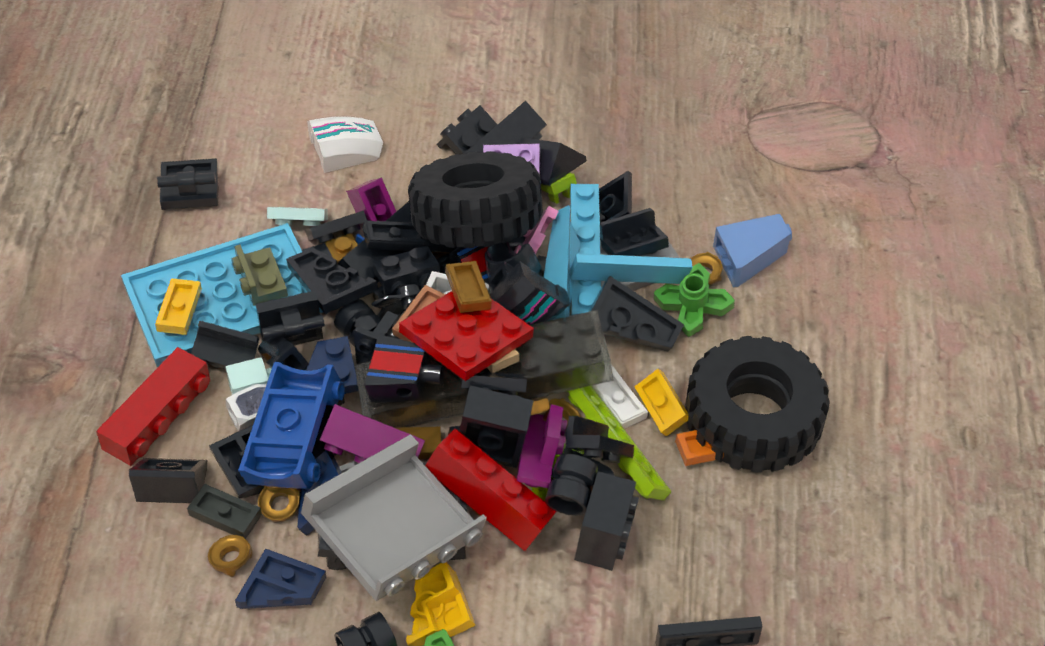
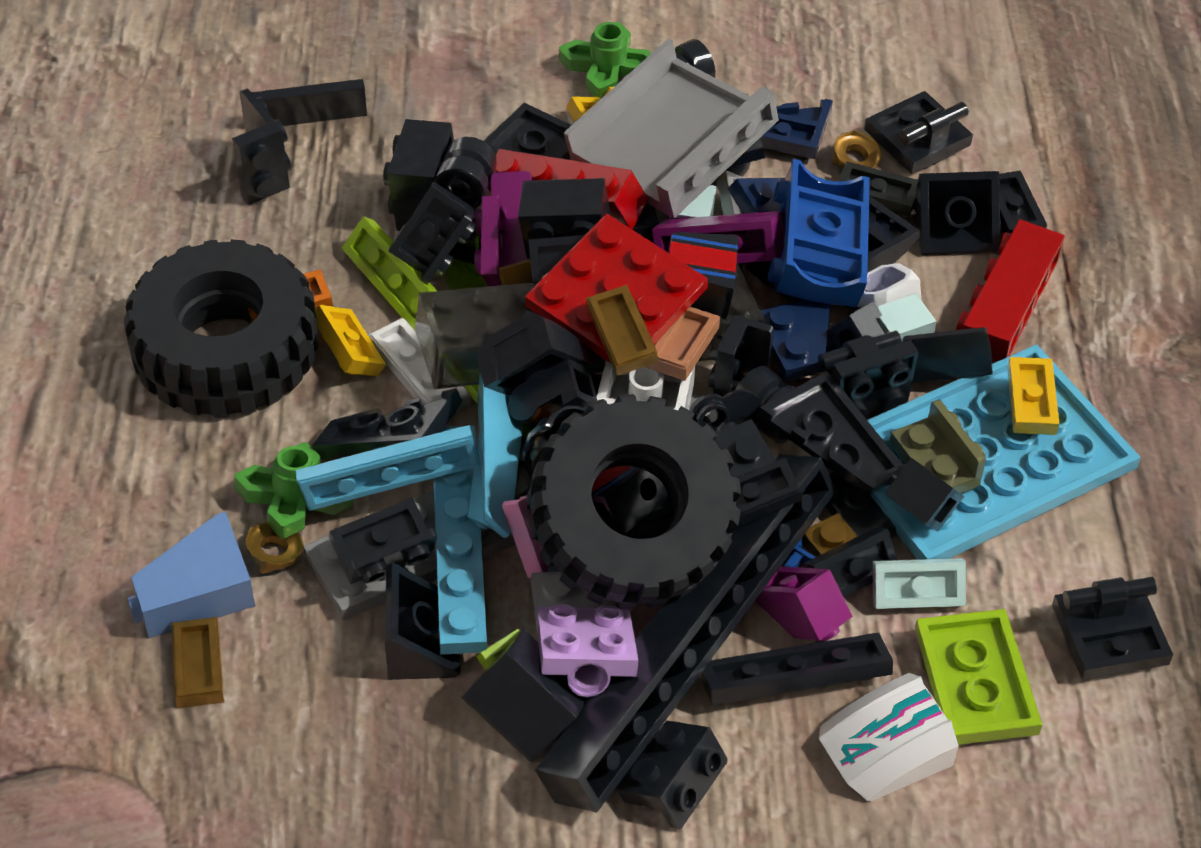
camera: 175 degrees right, 0 degrees up
(116, 491) = (1017, 202): none -> black plate
(168, 567) = (920, 131): none -> black plate
(280, 166) = (978, 676): none -> lime plate
(280, 235) = (923, 494): none -> black brick
(394, 172) = (796, 668): none -> black plate
(509, 579) = (532, 133): none -> black plate
(739, 567) = (260, 151): none -> black bracket
(742, 204) = (197, 662): none -> pearl gold tile

